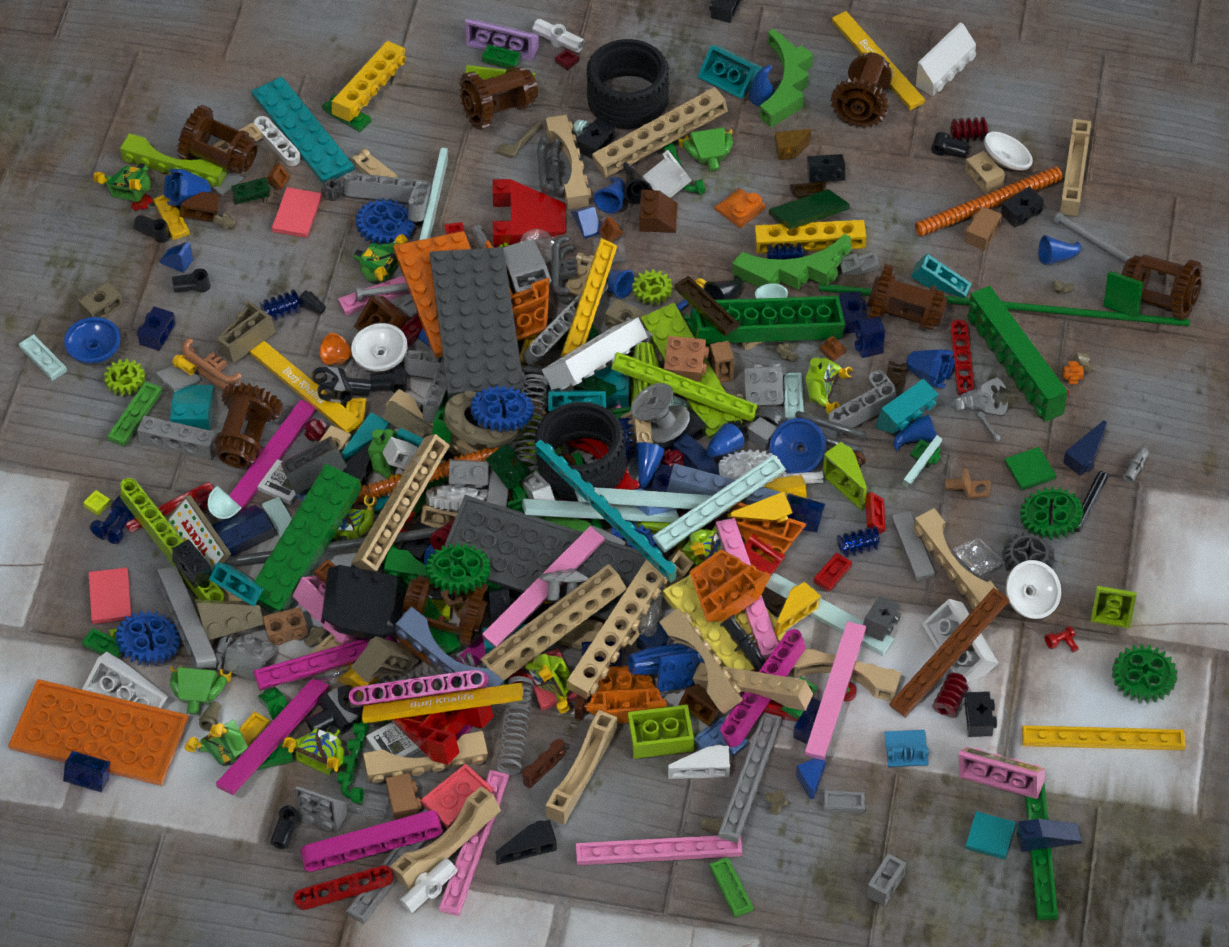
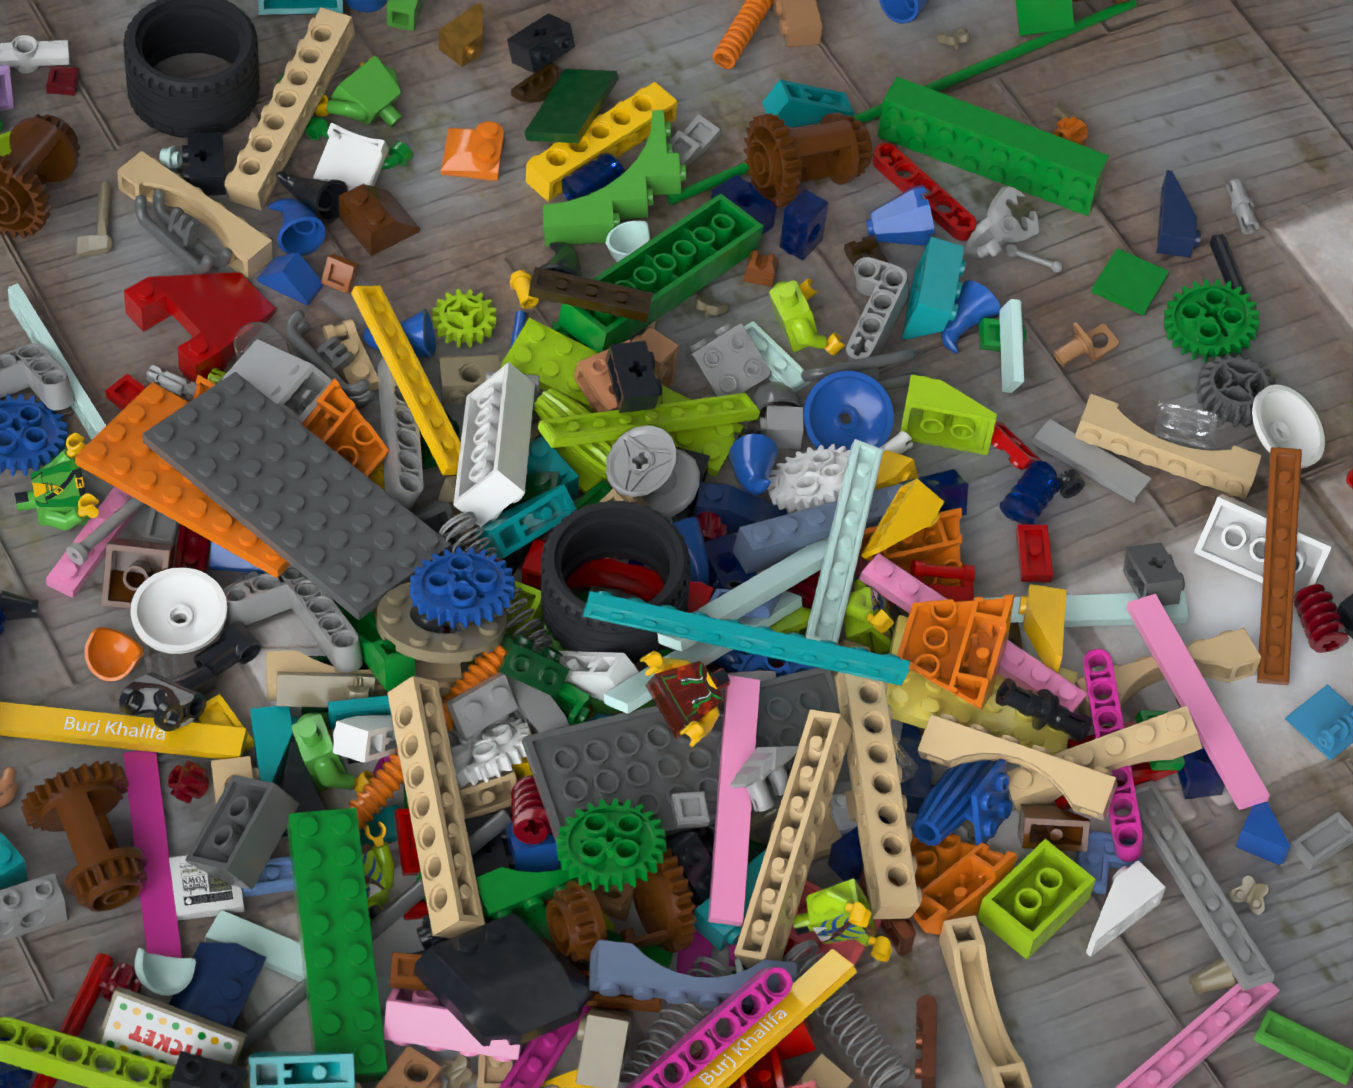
camera: 45 degrees left, 0 degrees up
(517, 578) = (689, 809): none -> light grey tile
(557, 521) = (685, 694): none -> torso
(684, 357) = (633, 376): none -> black brick
(886, 549) = (1070, 483): none -> black bush

